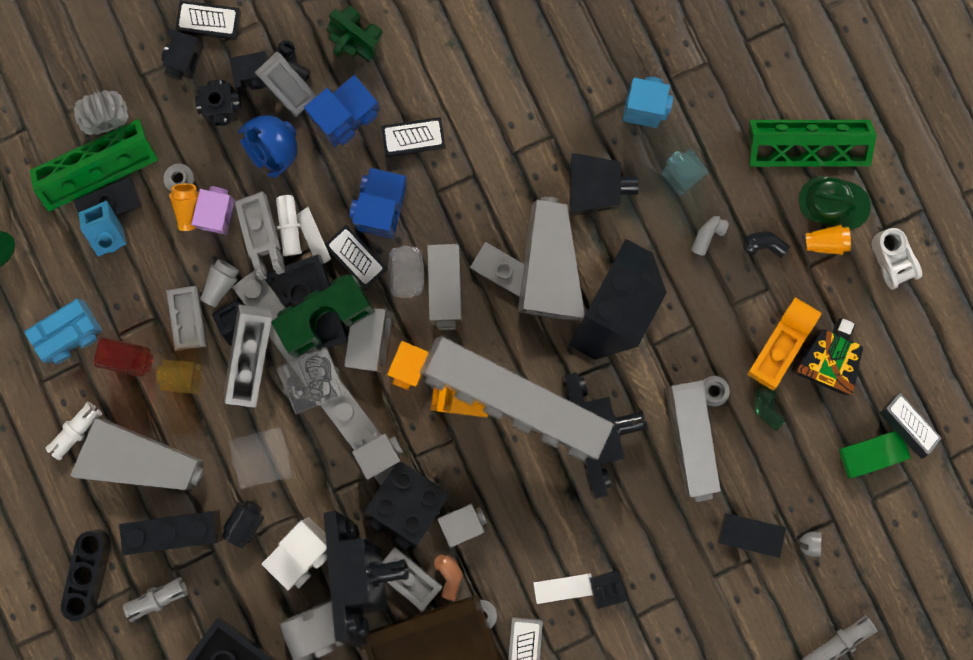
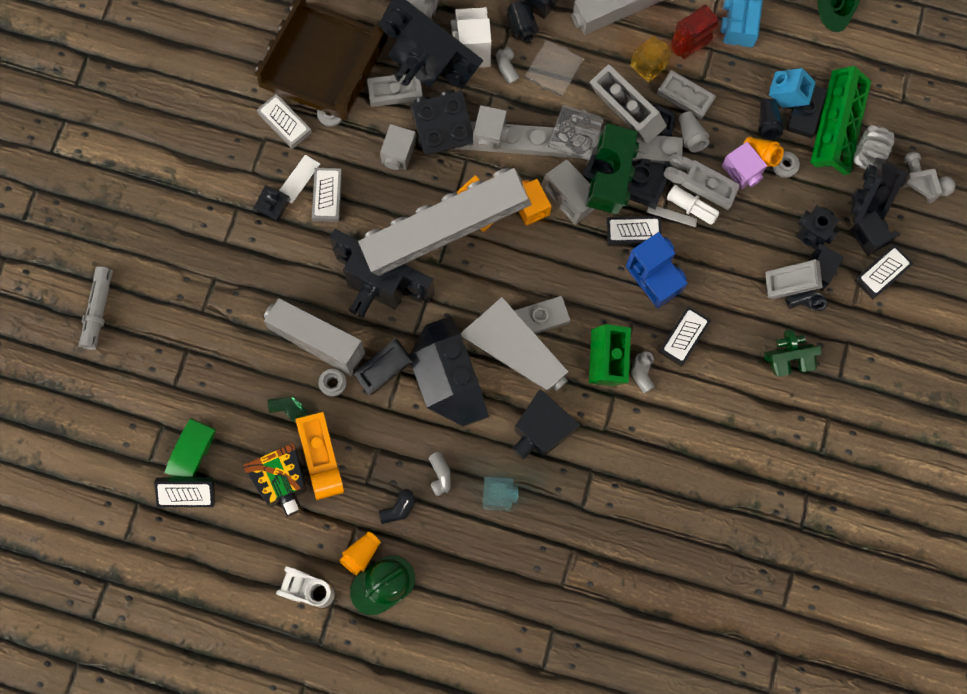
camera: 125 degrees right, 10 degrees down
(93, 44) = (926, 181): none -> light grey piece
(142, 77) = (879, 189): none -> black bracket
(147, 225) = (770, 120): none -> black cone
(269, 143) = (760, 238): blue cylinder -> none
(299, 501) = (503, 59): none -> light grey arm
(342, 111) = (742, 299): blue brick -> none
(406, 272) = (595, 248): clear gear -> none
(445, 286) = (562, 262): light grey brick -> none
(452, 574) = (371, 117): nougat arm -> none
(477, 148) = (640, 371): none -> light grey arm
(490, 179) = (609, 355): none -> green brick
(557, 548) = (327, 195): none -> tile
(647, 102) = (570, 507): dark azure brick -> none
(665, 359) = (383, 367): none -> black tile
(752, 535) = (217, 323): black tile -> none
(811, 133) = (443, 608): green fence -> none
(811, 544) = (173, 355): light grey hinge -> none

